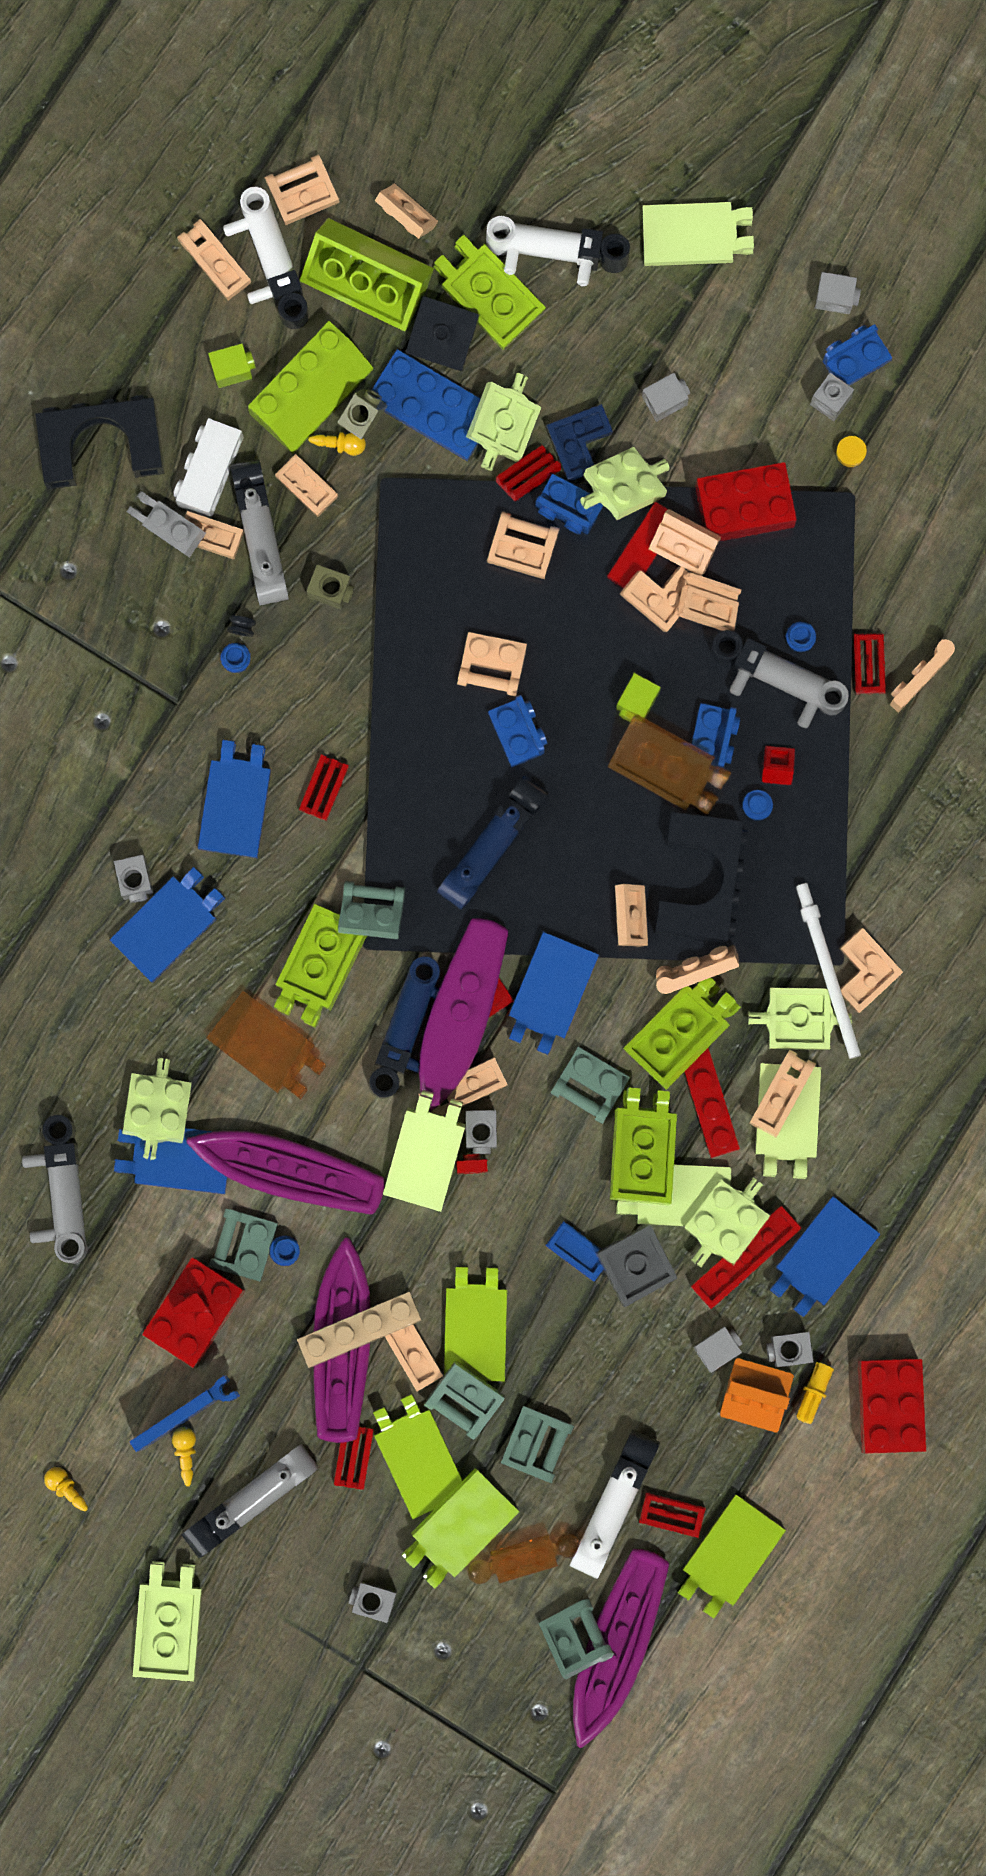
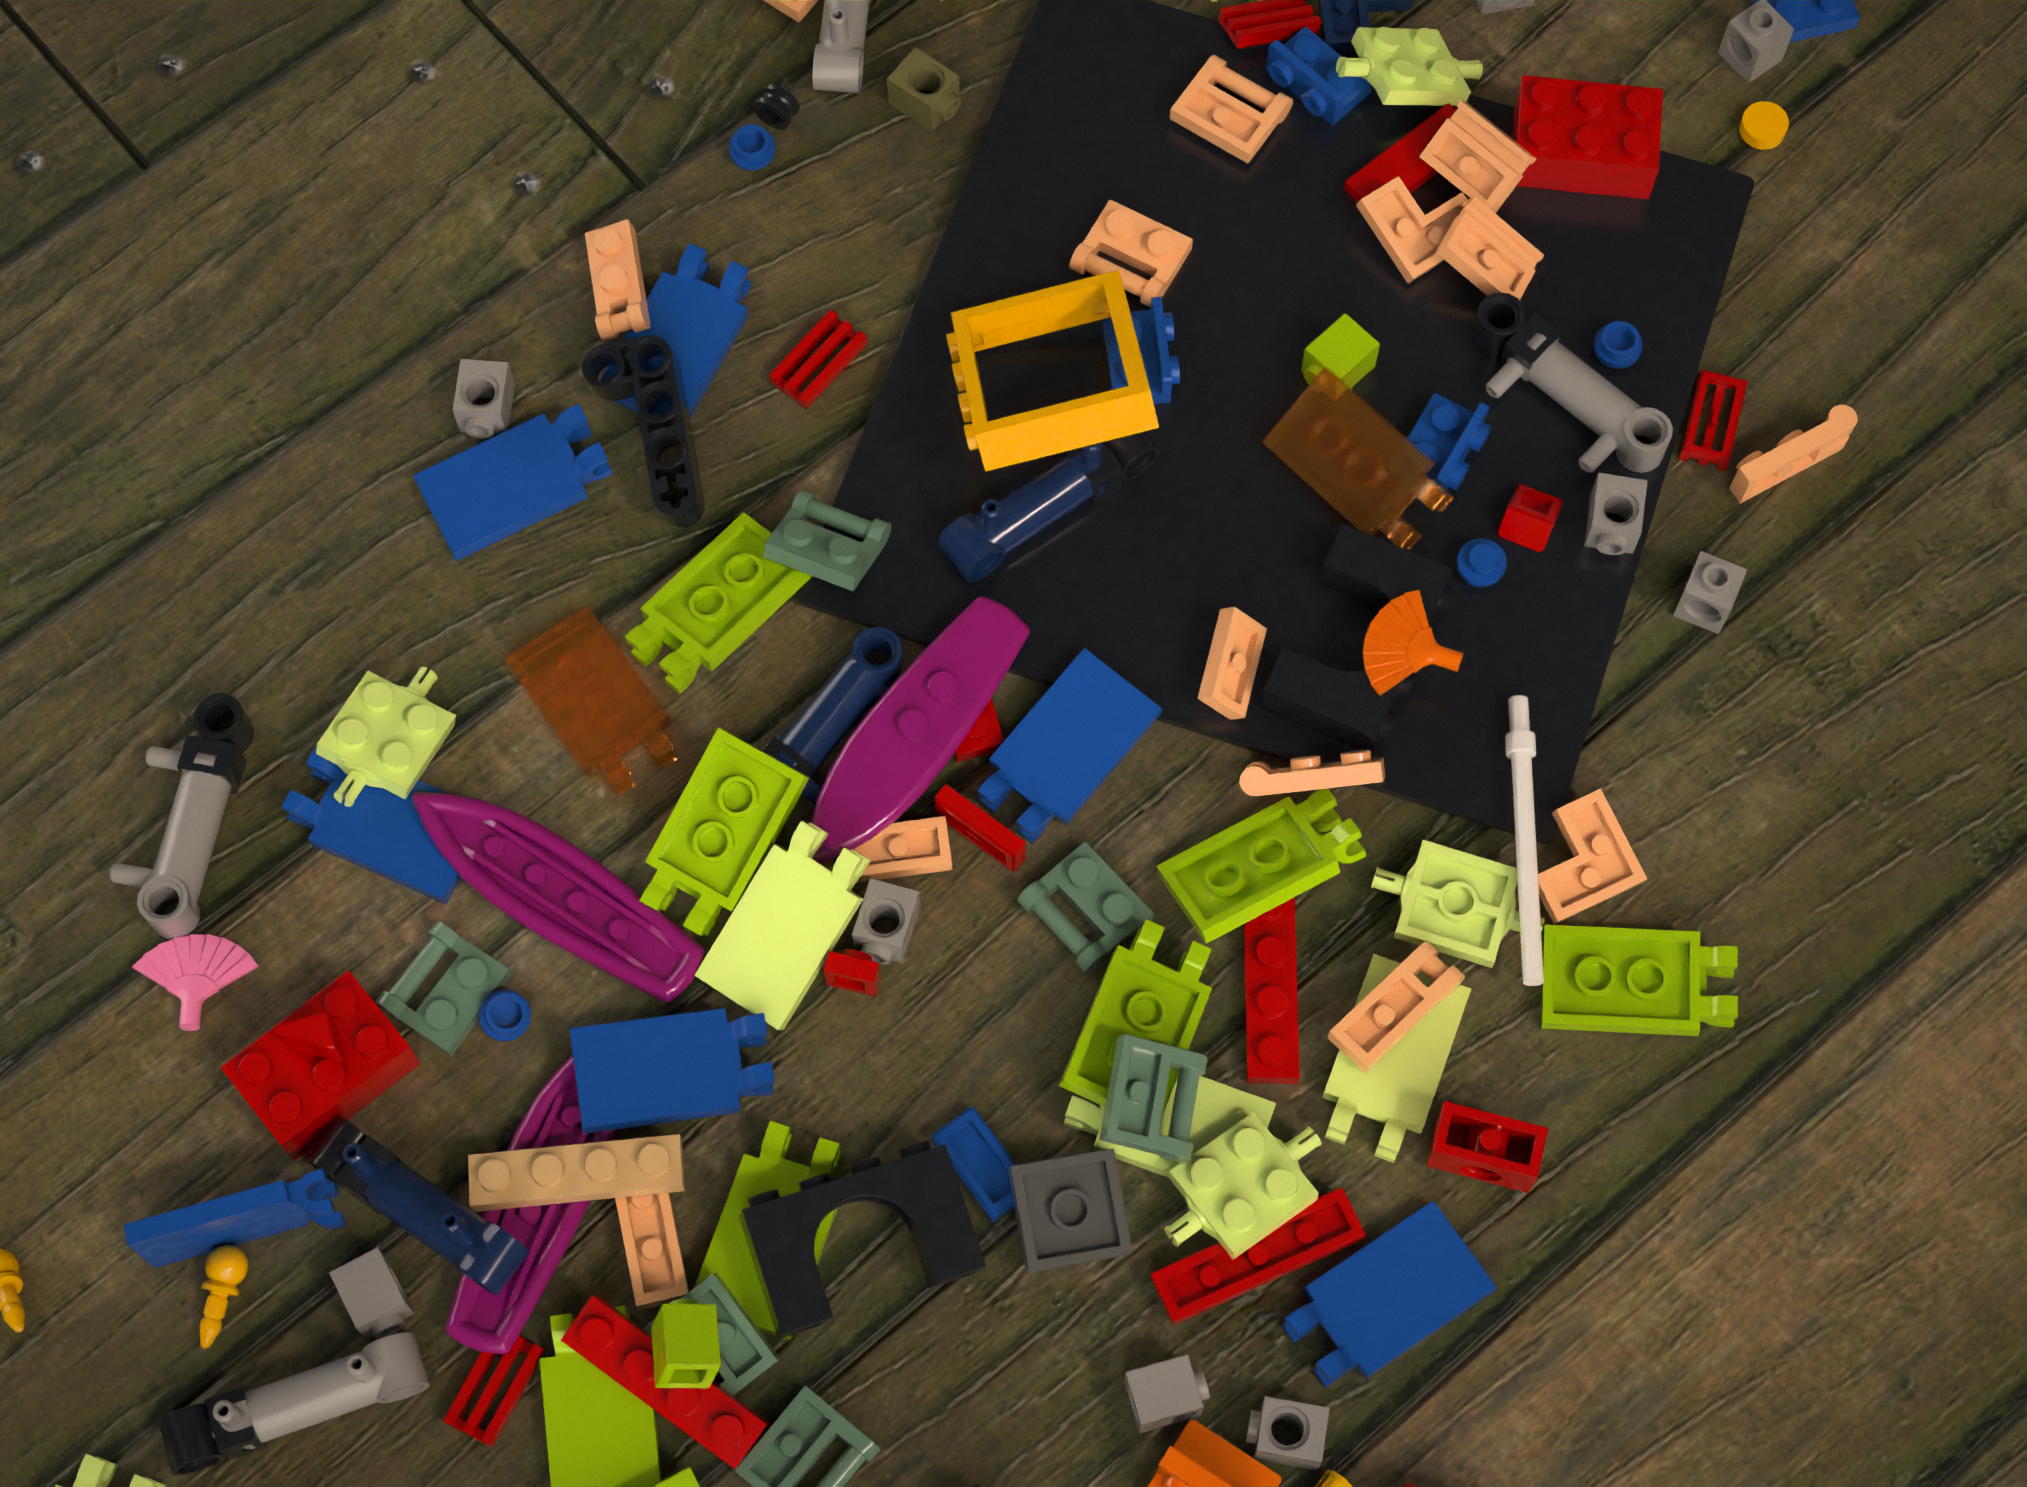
camera: 15 degrees right, 15 degrees down
(97, 1277) = (194, 970): none -> bright pink hand
(186, 775) = (617, 280): none -> light nougat plate
(245, 871) = (657, 432): none -> black beam
(271, 1430) = (372, 1294): none -> light grey brick
(277, 1375) = (417, 1205): none -> dark blue piece
(372, 1107) = (721, 829): none -> lime tile
(386, 1254) = (666, 1069): none -> blue tile
(447, 1428) = (626, 1355): none -> red plate
(455, 1409) = (685, 1345): none -> lime brick
(486, 1326) = (916, 1188): none -> black arch
(494, 811) = (1061, 425): none -> yellow window
(516, 1058) = (980, 828): none -> red tile
(656, 1193) = (1138, 1097): none -> sand green plate
(727, 878) = (1403, 644): none -> orange hand
(831, 739) = (1618, 496): none -> light grey brick
(854, 1159) = (1487, 1147): none -> red brick
(895, 782) = (1710, 592): none -> light grey brick
(908, 1034) = (1633, 981): none -> lime tile

